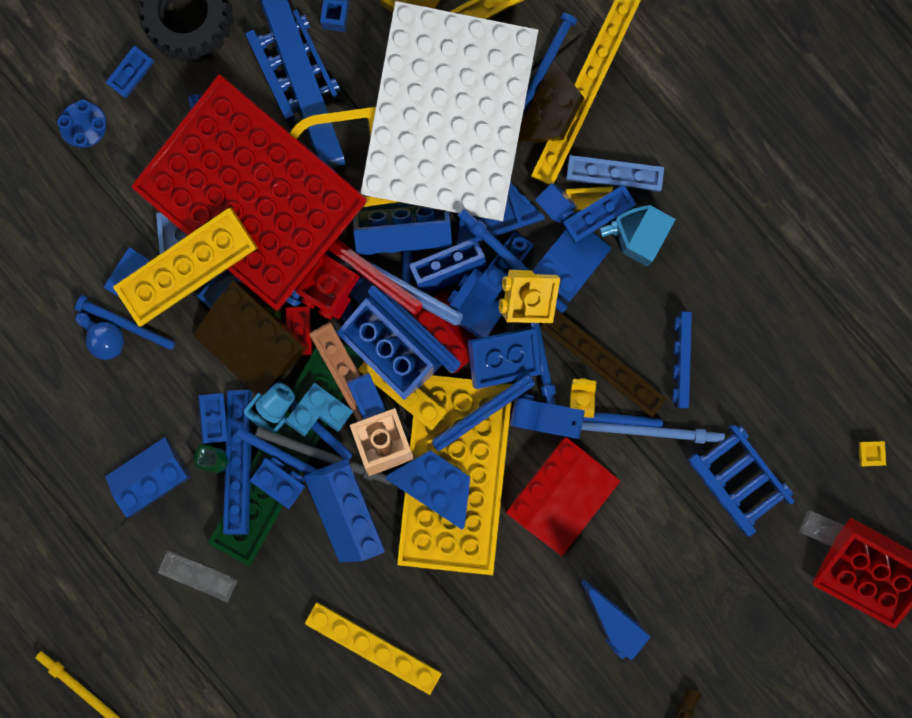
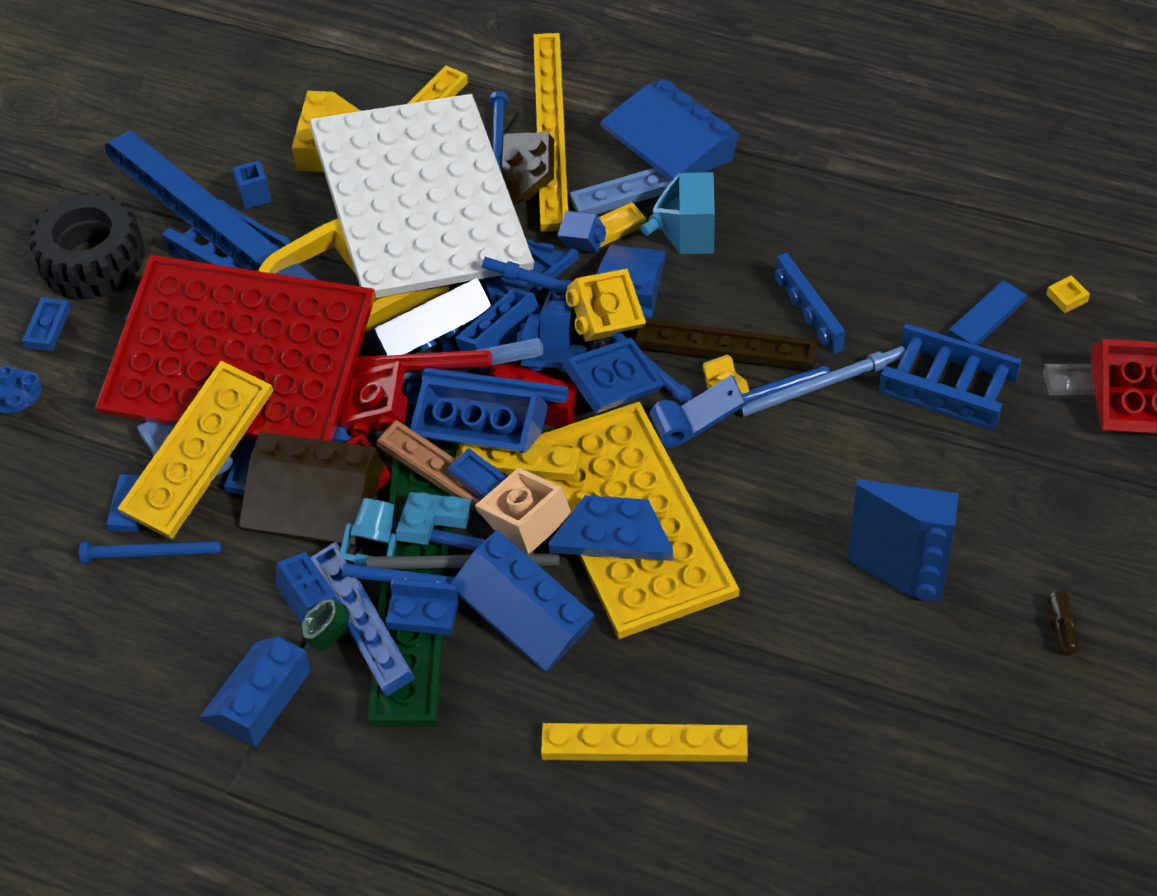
camera: 25 degrees left, 35 degrees down
(102, 339) = (127, 574): blue hair -> none
(197, 576) = (379, 762): clear slope -> none
(483, 412) = (622, 437): blue axle -> none
(562, 496) = (765, 480): red slope -> none
(599, 213) = (627, 224): blue plate -> none
(676, 138) = (671, 130): none -> blue slope
(804, 437) = (988, 314): none -> blue tile

